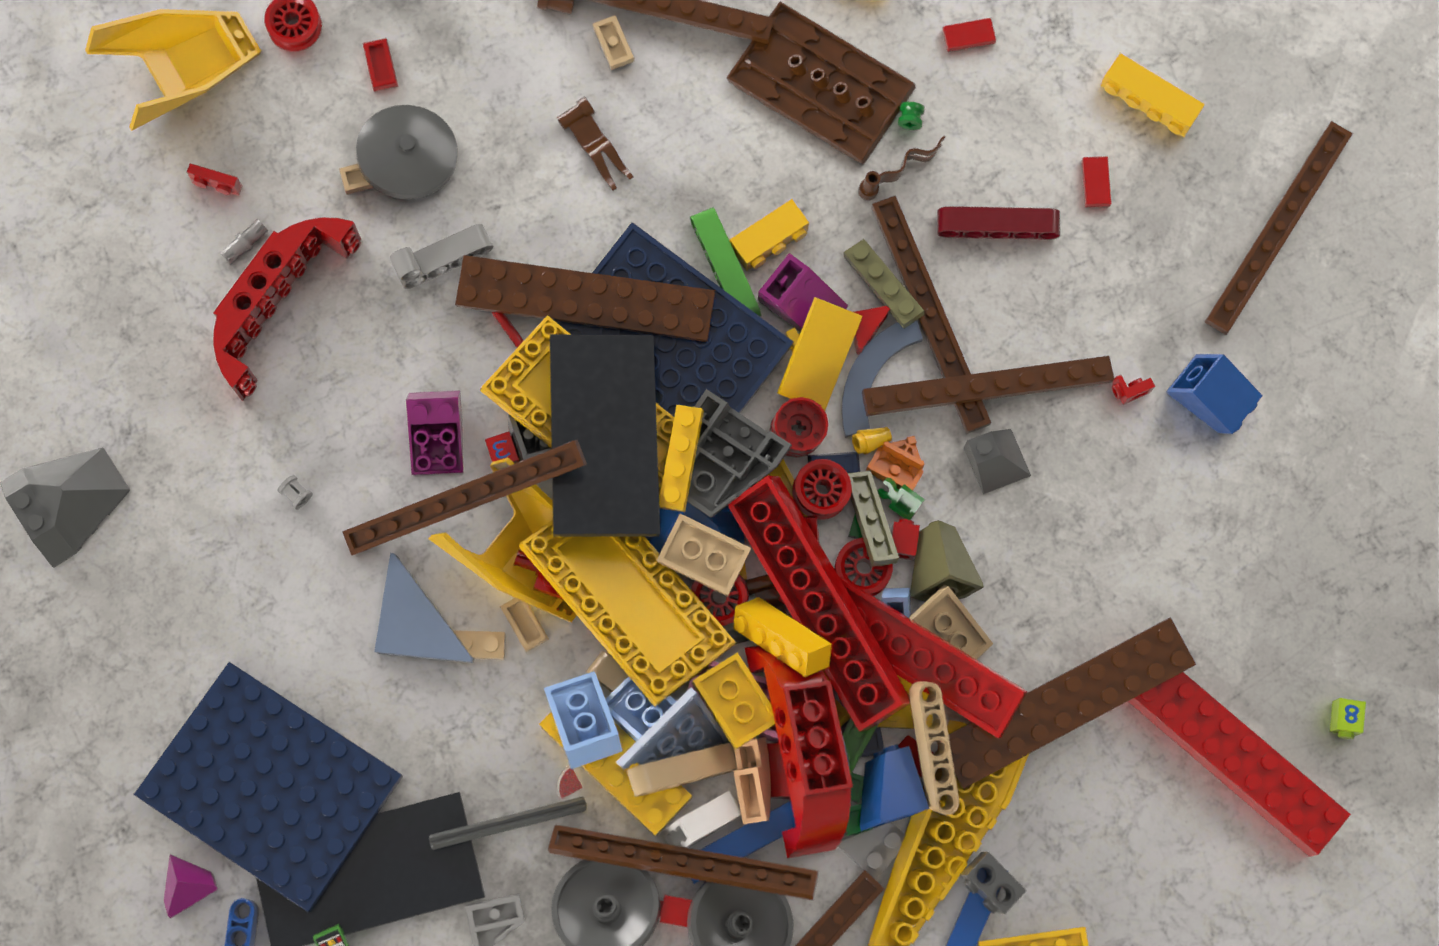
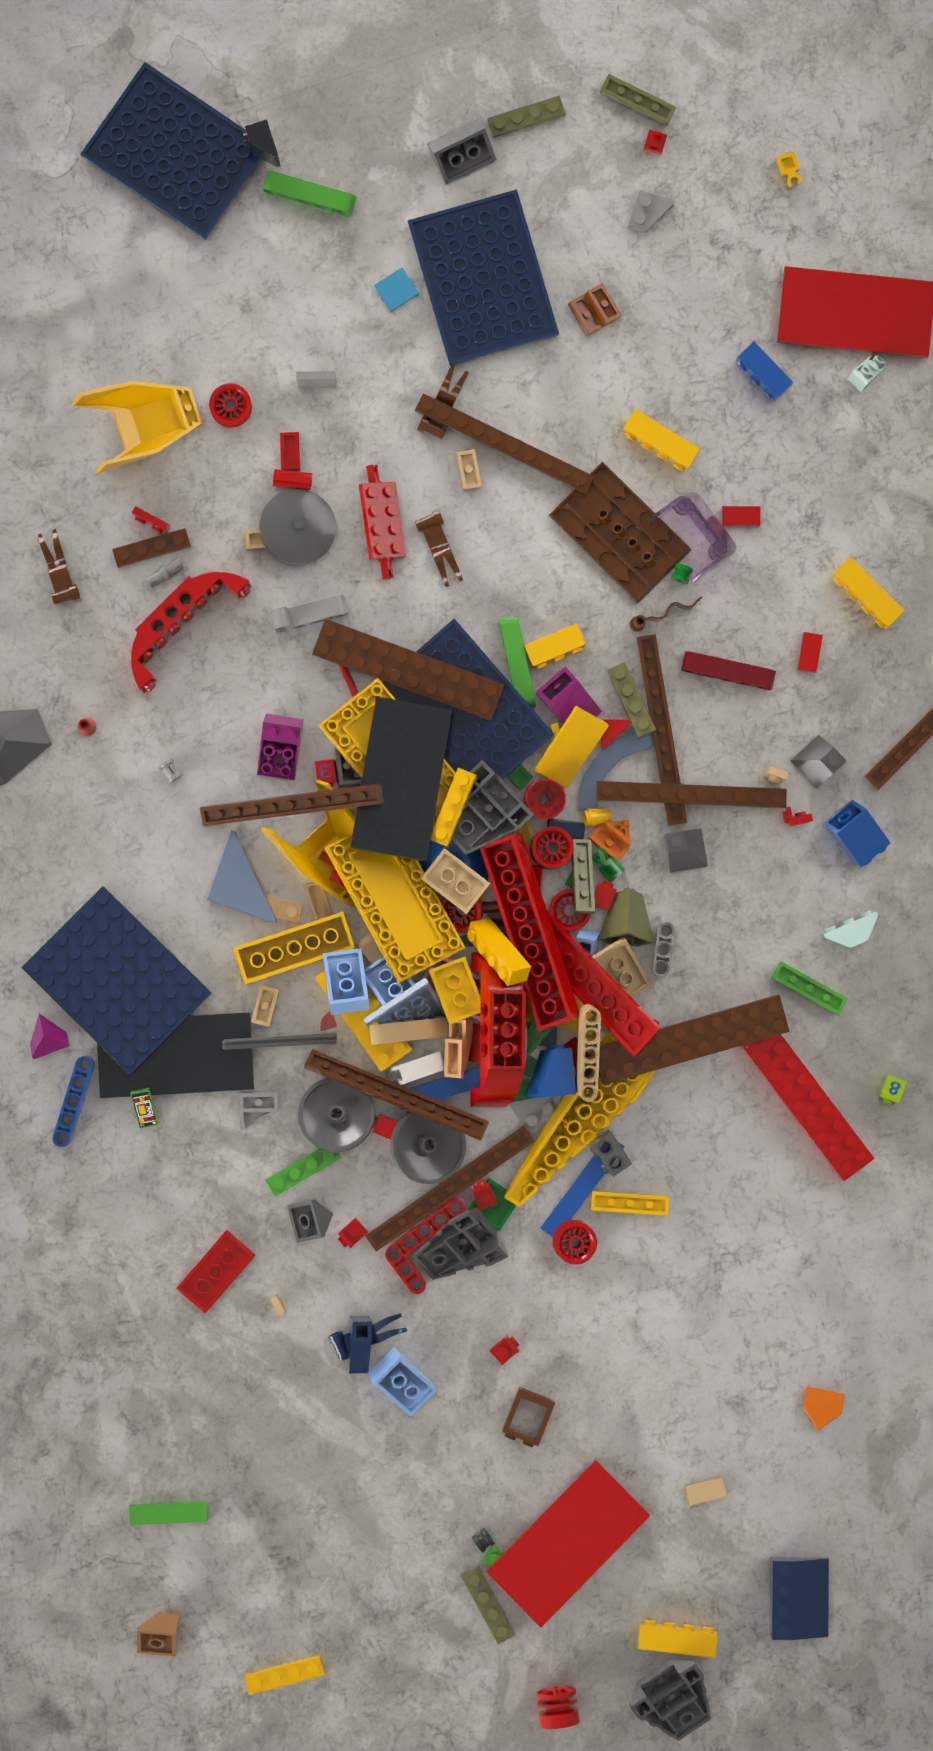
camera: 15 degrees right, 10 degrees up
(103, 268) = (58, 572): none -> reddish brown flag
(175, 459) = (90, 730): none -> red cone
(221, 215) = (151, 548): none -> reddish brown plate
(389, 95) = (292, 479): none -> red axle
(479, 779) = (265, 1006): none -> tan plate
(501, 691) = (293, 948): none -> yellow brick
(514, 125) = (382, 521): none -> plate
(759, 409) = (519, 777): none -> green tile
(928, 50) = (721, 542): none -> clear purple windscreen
(1003, 582) = (668, 941): none -> light grey beam
(1093, 337) = (776, 775): none -> tan plate
(1142, 312) = (818, 761): none -> dark grey slope
(1203, 606) = (809, 988): none -> bright green plate
(1241, 520) = (852, 931): none -> light aqua slope

